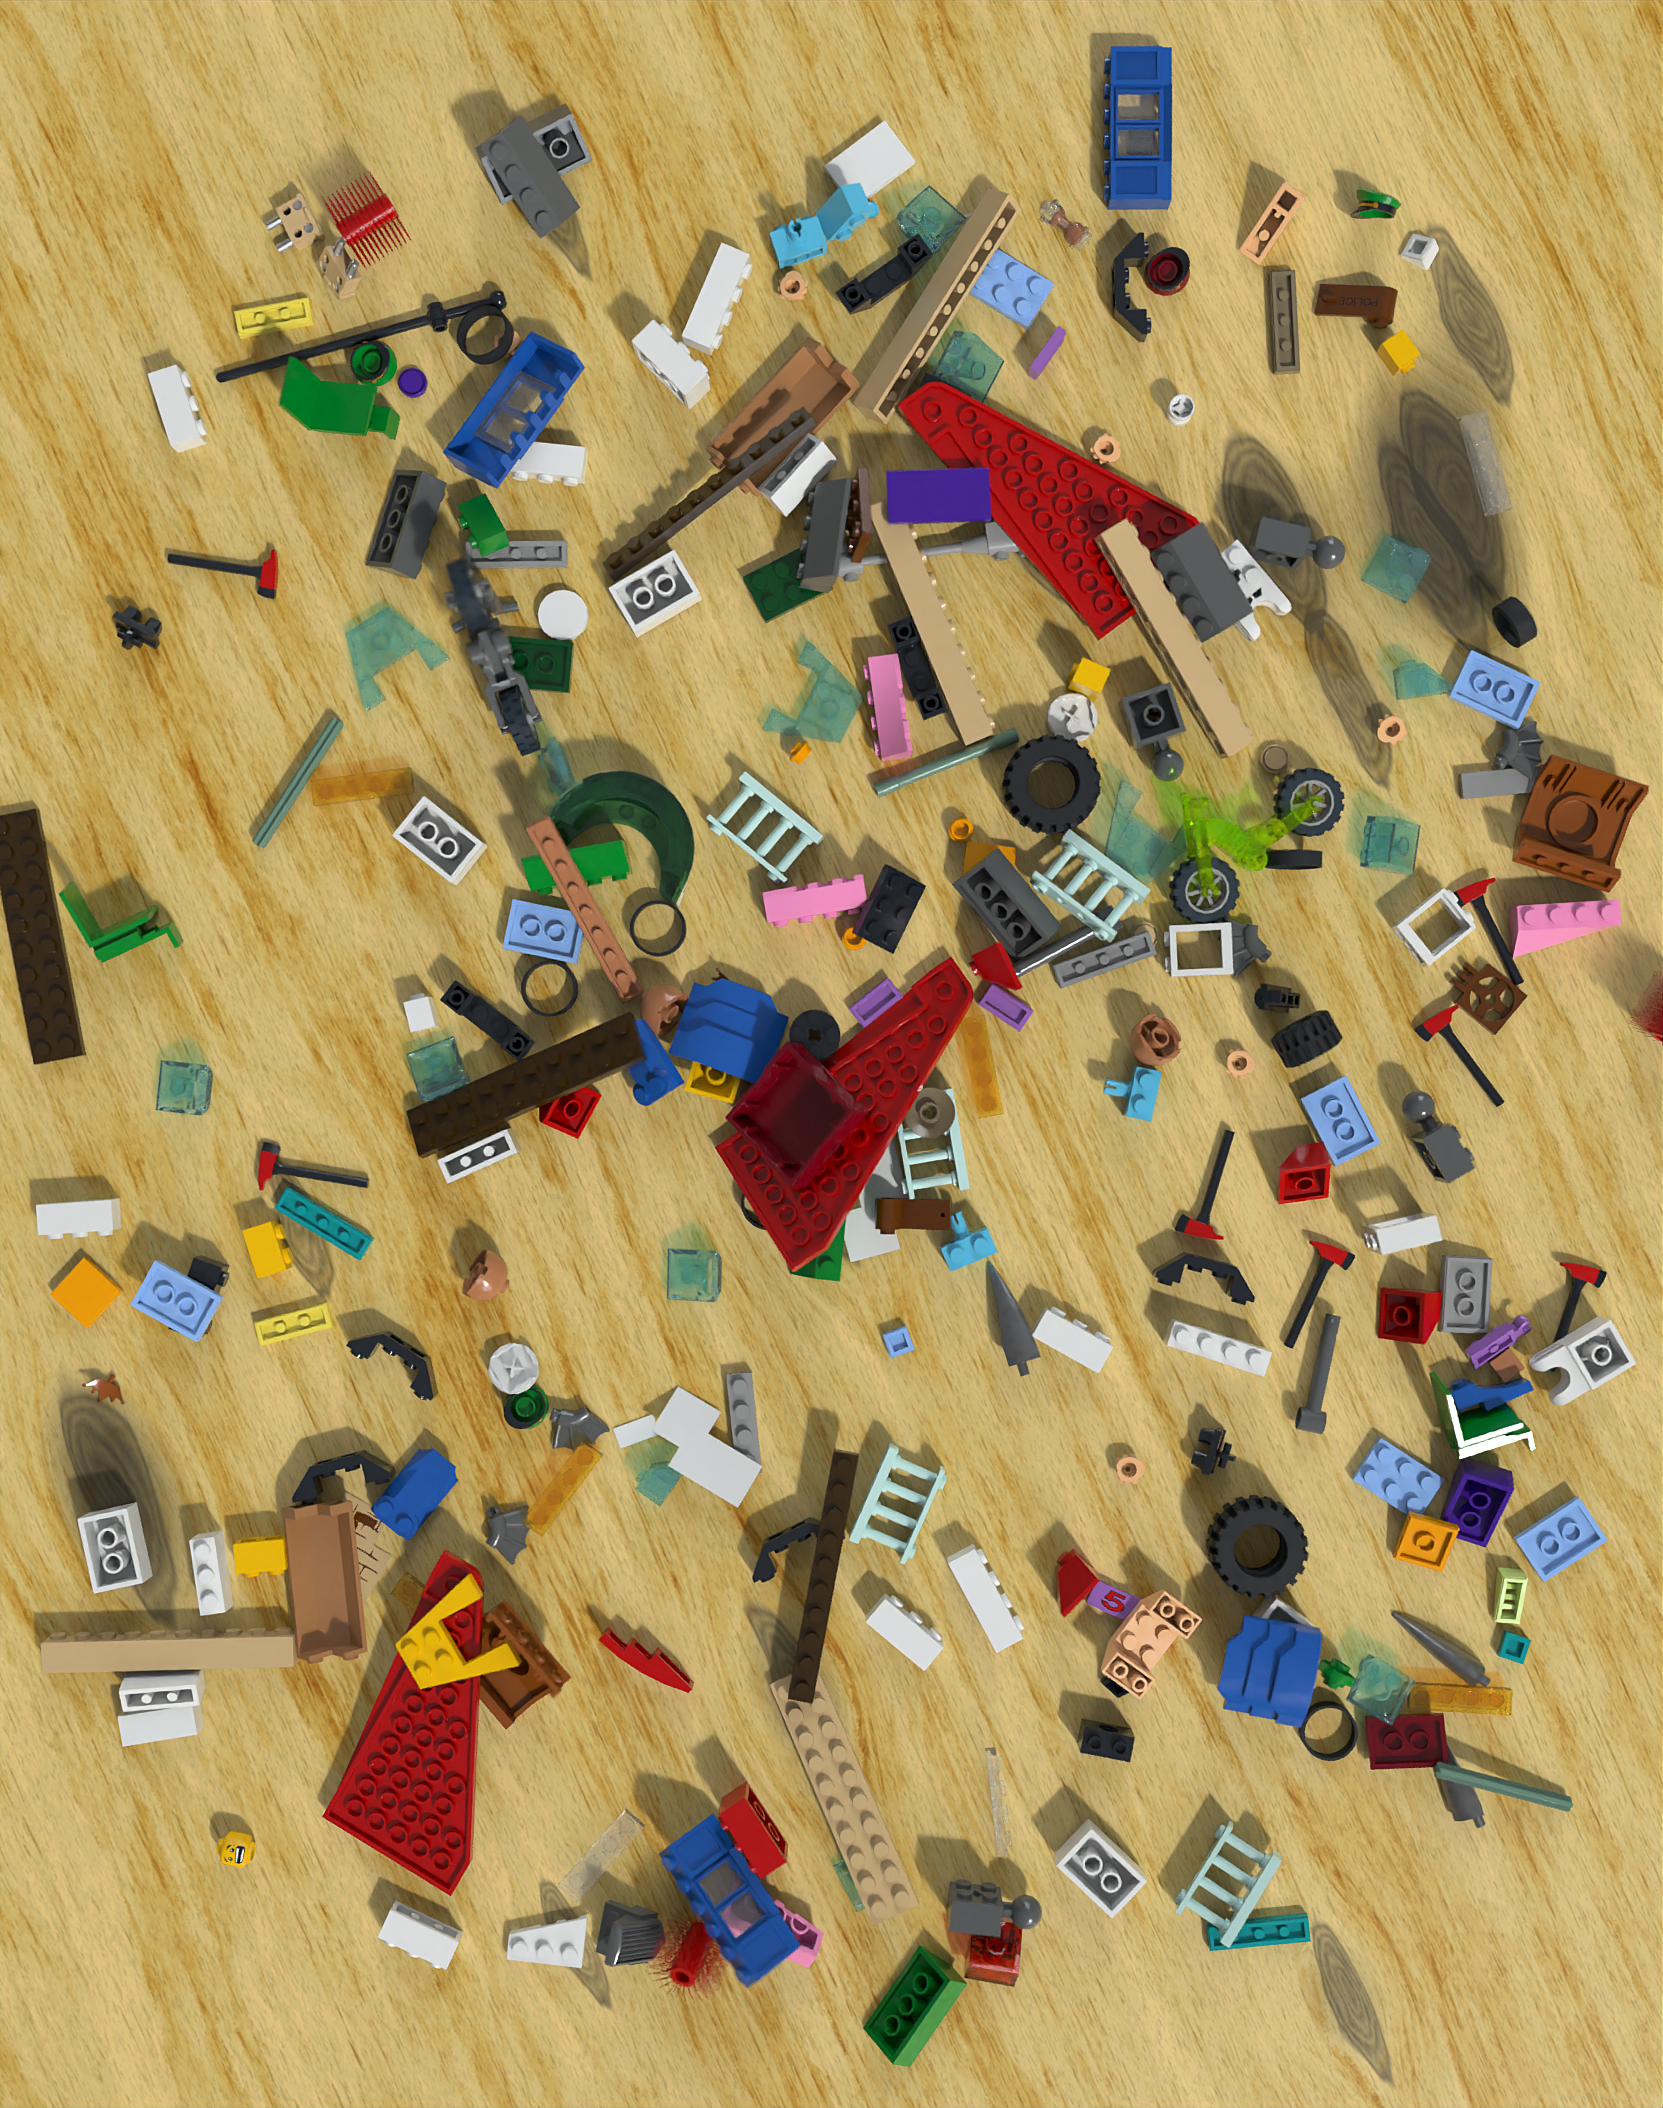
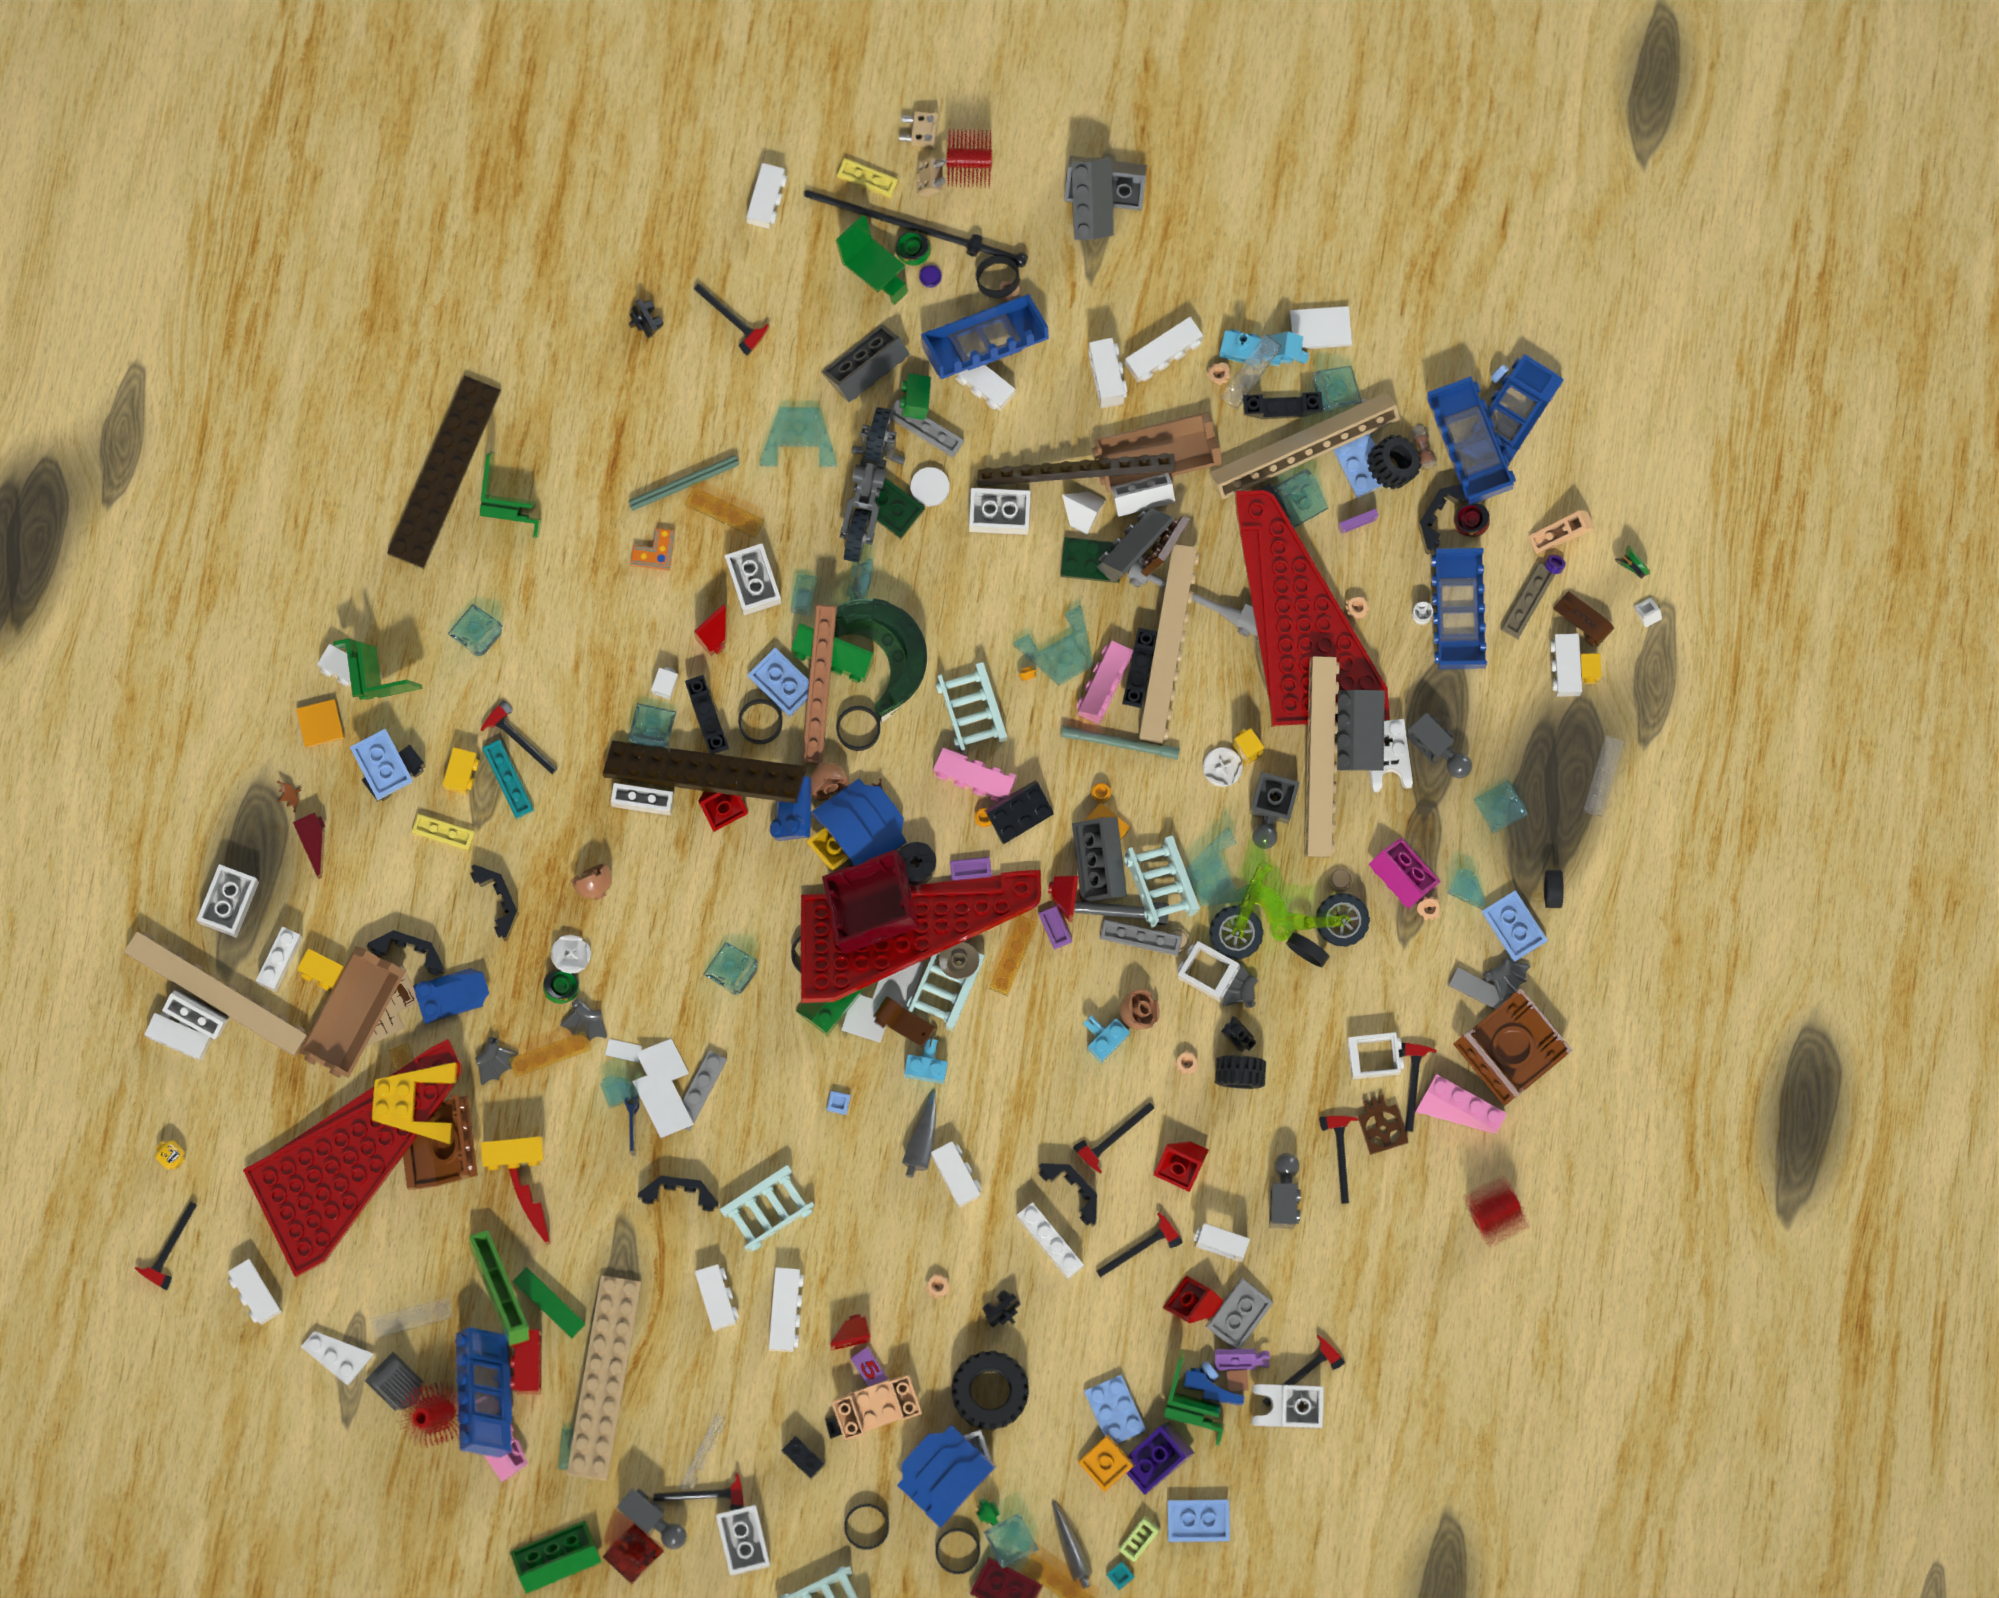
camera: 25 degrees right, 10 degrees down
(93, 1213) = (366, 674): none -> green piece
(161, 1423) = (312, 837): none -> dark red slope
(304, 1980) = (154, 1273): none -> black piece
(324, 877) = (657, 557): none -> orange tile
(436, 924) = (713, 632): none -> red slope
(505, 821) = (803, 595): none -> clear light blue slope
(591, 1621) = (512, 1152): none -> yellow slope
(673, 1780) = (498, 1287): none -> bright green brick
(698, 1511) = (632, 1109): none -> dark blue flag
(735, 1749) = (549, 1302): none -> green slope
(742, 534) = (1082, 510): none -> white slope
(823, 1576) = (686, 1221): dark brown plate -> none
(827, 259) = (1251, 371): none -> clear plate
(938, 496) = (1223, 566): dark purple tile -> none
(1046, 260) = (1403, 453): none -> black tyre
(1056, 1820) = (734, 1493): none -> black piece
(1076, 760) = (1183, 773): black tyre -> none
(1096, 88) = (1499, 374): none -> light blue tile
(1116, 180) = (1470, 440): none -> blue window
(1216, 379) = (1459, 608): none -> blue window
(1226, 1790) = (845, 1526): none -> black tyre
(1288, 262) = (1555, 564): none -> dark purple tile
(1312, 1418) = (1083, 1330): dark grey piece -> none
(1339, 1120) = (1229, 1144): light blue plate -> none
(1341, 708) = (1404, 873): none -> dark pink slope
(1371, 366) = (1566, 665): none -> white brick
(1390, 845) = (1380, 984): clear light blue slope -> none
(1470, 1374) = (1208, 1369): none -> light blue tile

